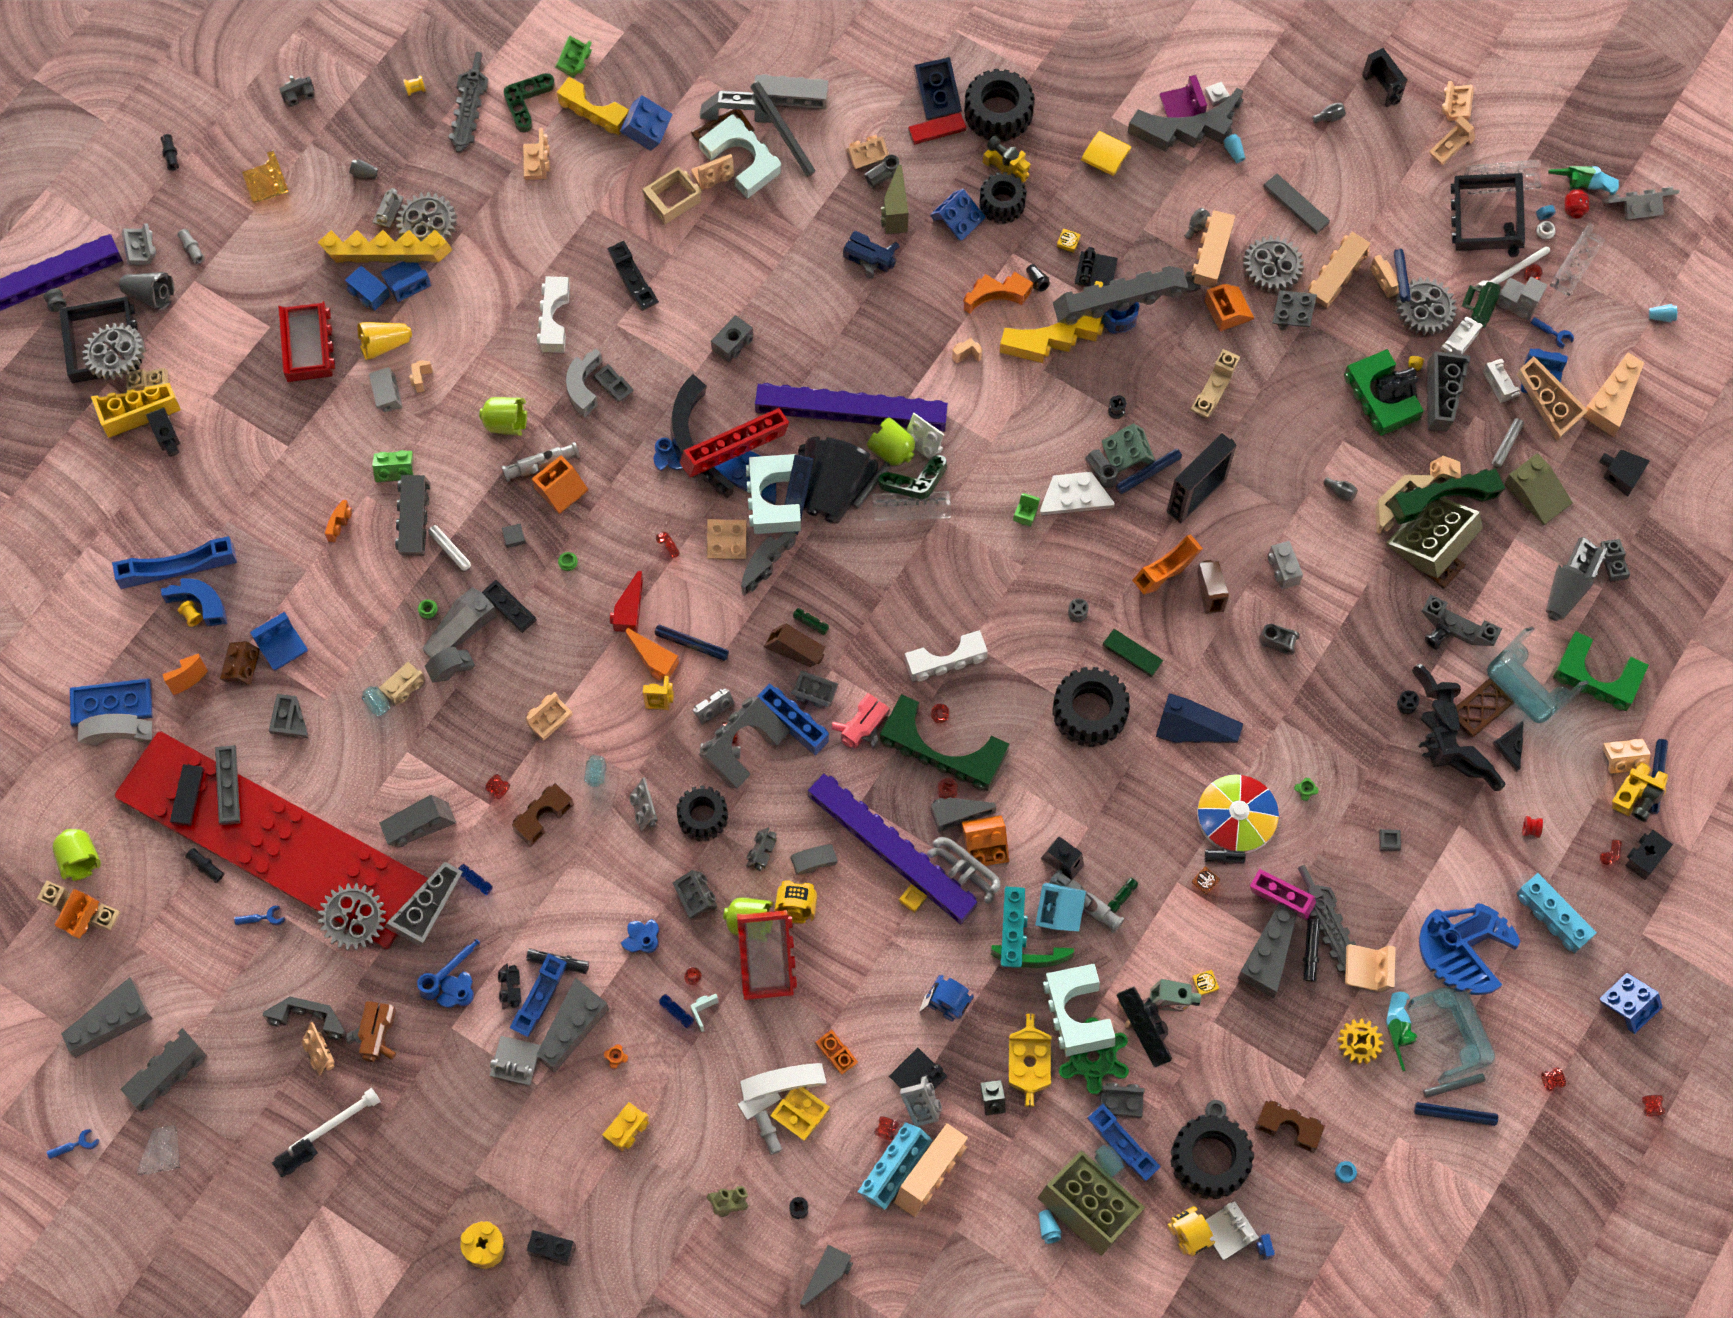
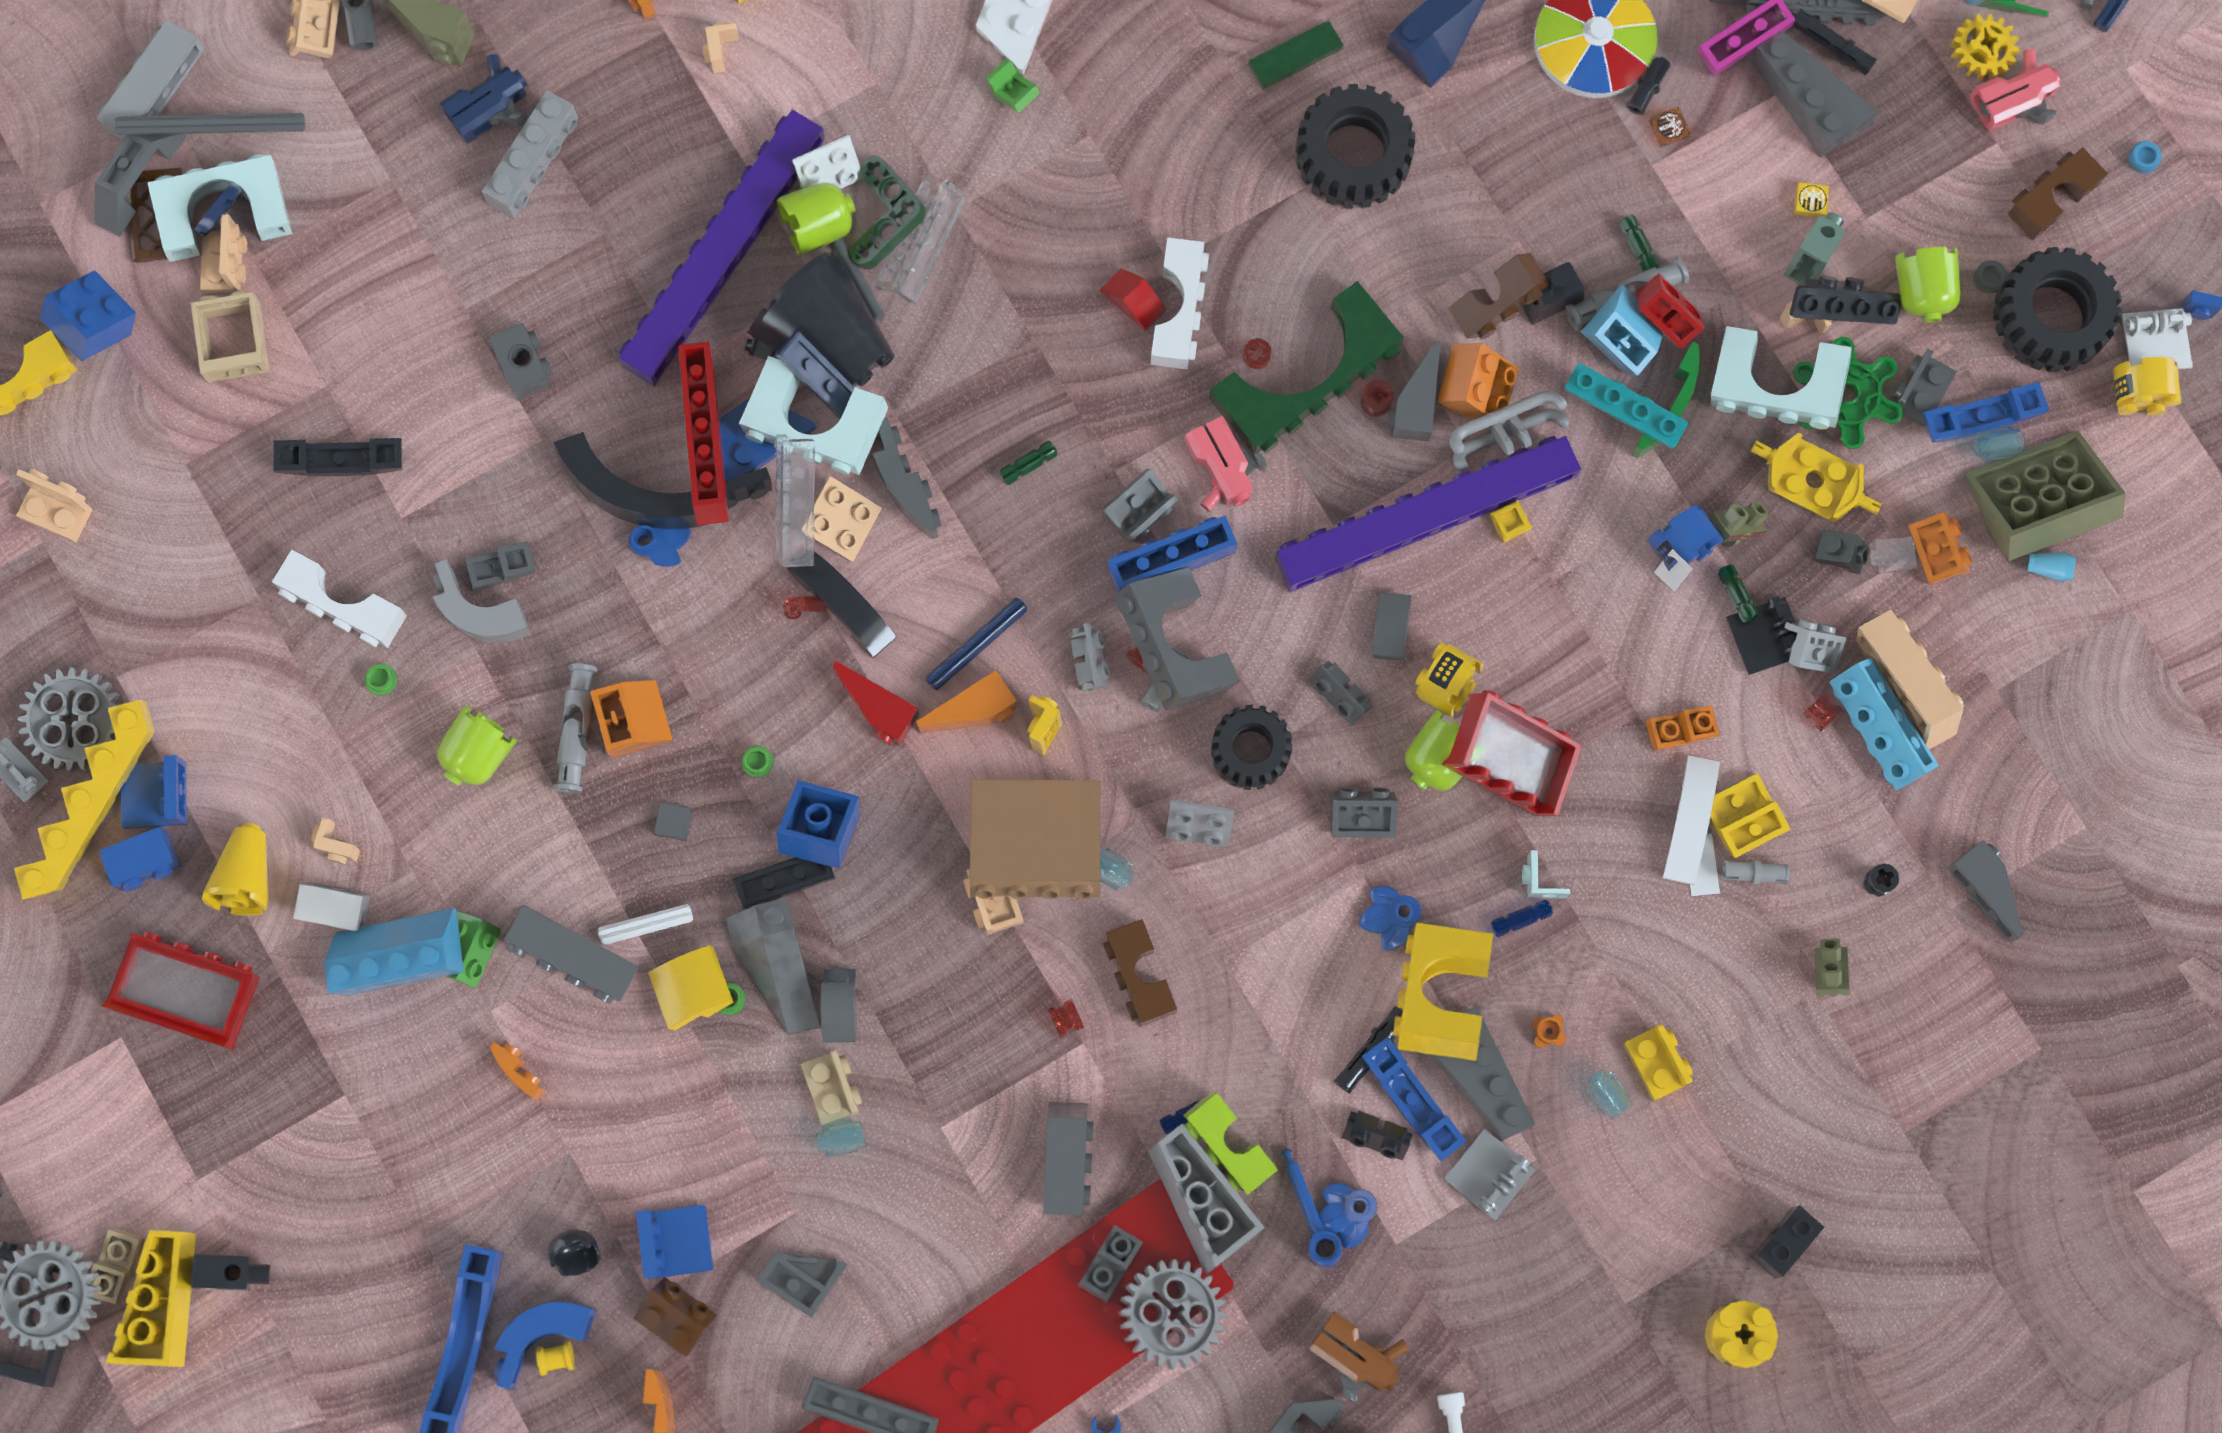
camera: 65 degrees left, 10 degrees up
(251, 594) = (574, 1252): none -> black hair
(366, 872) = (1110, 1264): none -> dark grey slope
(372, 430) = (394, 953): none -> dark azure slope
(423, 585) = (690, 987): none -> yellow slope
(469, 888) = (1247, 1166): none -> lime arch
(521, 355) = (380, 679): none -> bright green plate
(544, 605) = (818, 824): none -> blue brick
(589, 719) = (1035, 839): none -> medium nougat panel
(593, 1105) = (1608, 1093): none -> clear light blue brick
(626, 964) = (1422, 1024): none -> yellow arch
(679, 562) = (846, 604): none -> black slope
(690, 973) = (1491, 871): clear red hinge -> none
(719, 506) = (794, 501): none -> clear fence
(737, 153) = (220, 207): none -> dark blue tile
(795, 645) = (1058, 502): reddish brown slope -> none
(851, 288) = (530, 154): none -> light grey brick
(934, 1046) = (1738, 593): none -> dark green axle
(937, 633) = (1134, 298): none -> red slope
(976, 1026) = (1740, 522): none -> olive hips
(1005, 1126) = (1893, 554): none -> clear bracket
(1025, 1154) = (1940, 547): none -> orange bracket
(1030, 822) = (1520, 283): none -> reddish brown arch
(1078, 605) = (1198, 86): dark grey wheel -> none
(1085, 925) = (1669, 310): none -> red brick
(1186, 1071) = (1929, 282): none -> lime cylinder
(1340, 1076) = (2018, 97): none -> coral piece

